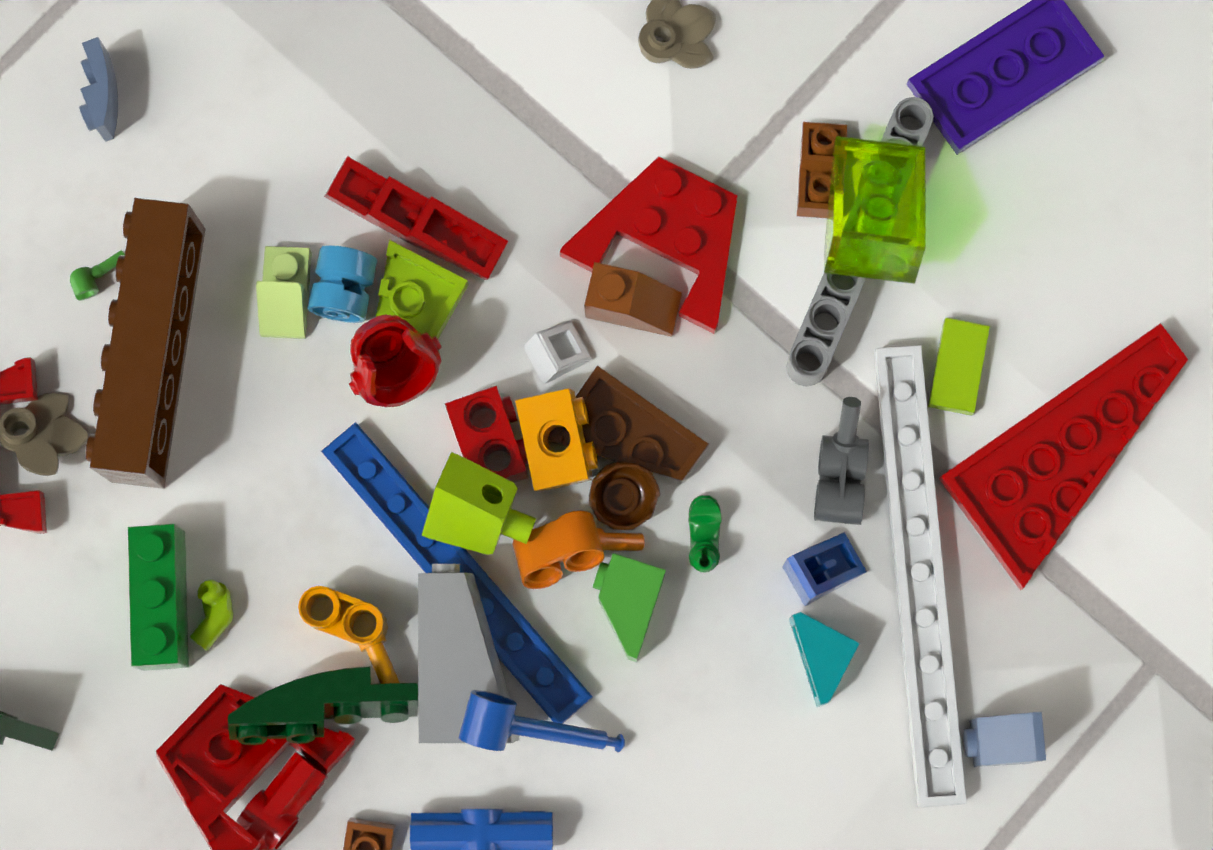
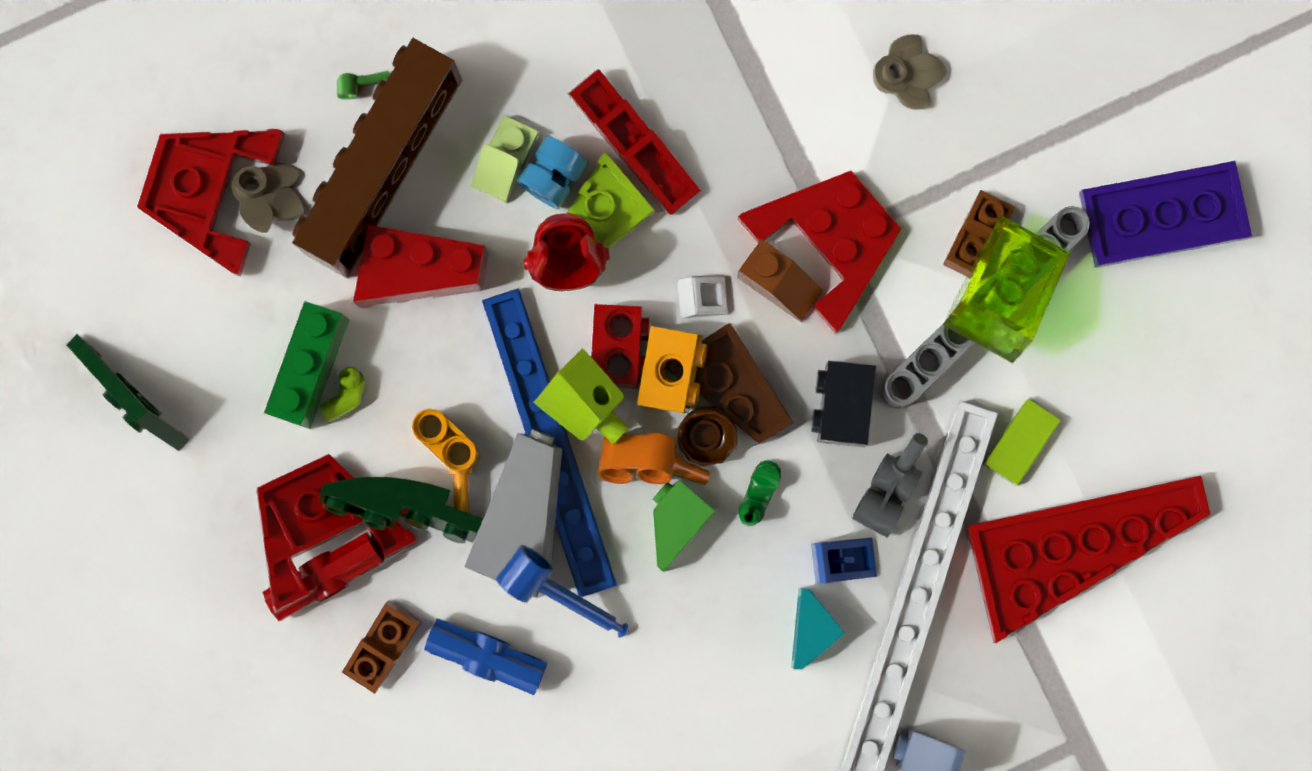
camera: 25 degrees right, 5 degrees up
(234, 442) = (416, 266): none -> red wedge
(755, 401) = (844, 403): none -> black brick

